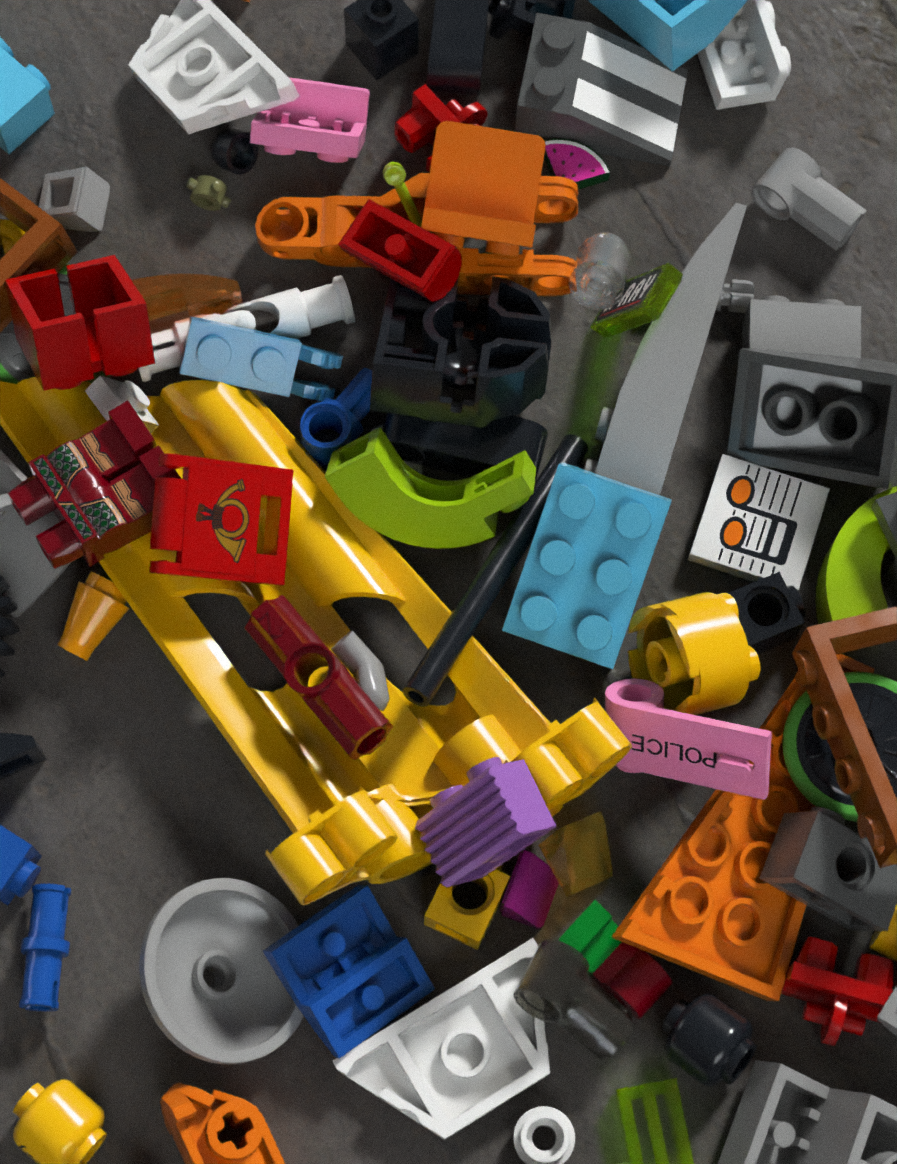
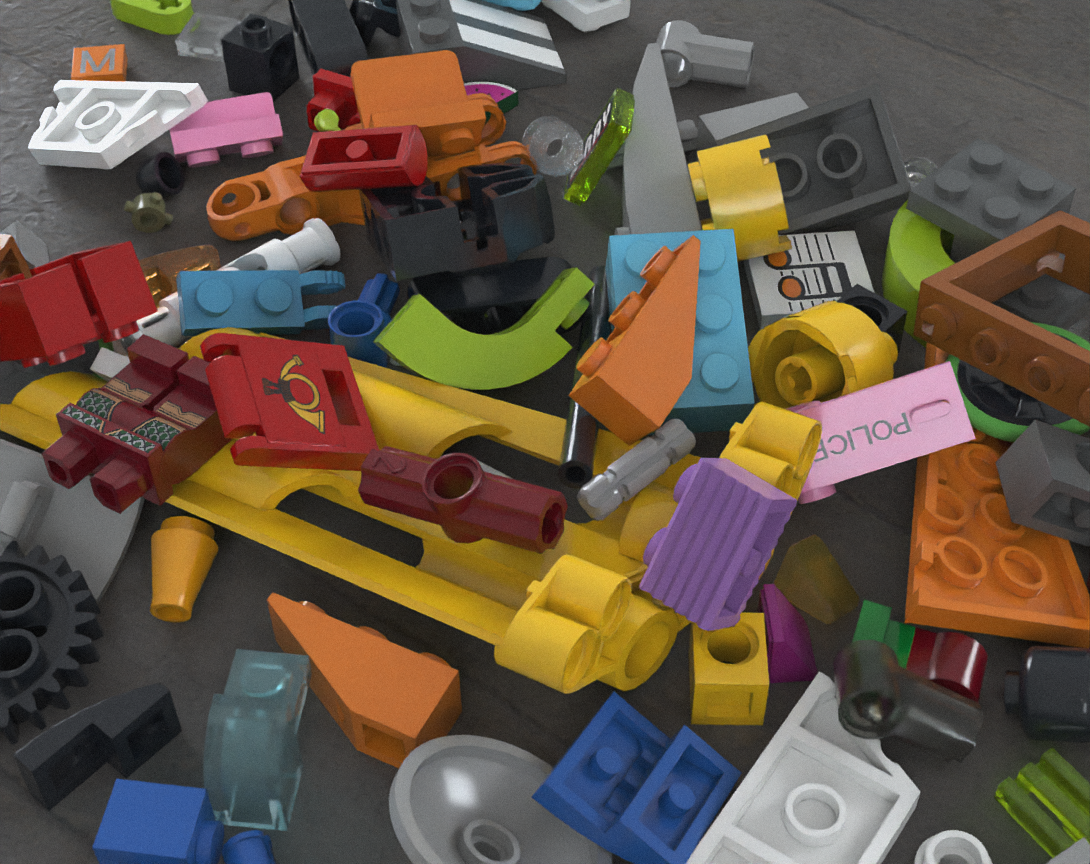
camera: 20 degrees left, 25 degrees down
(82, 813) = (252, 740): none -> clear light blue brick
(190, 799) = (371, 687): none -> orange slope
(469, 710) = (636, 469): none -> light grey axle
(525, 609) = (649, 355): none -> orange slope
(718, 439) = (742, 196): none -> yellow brick

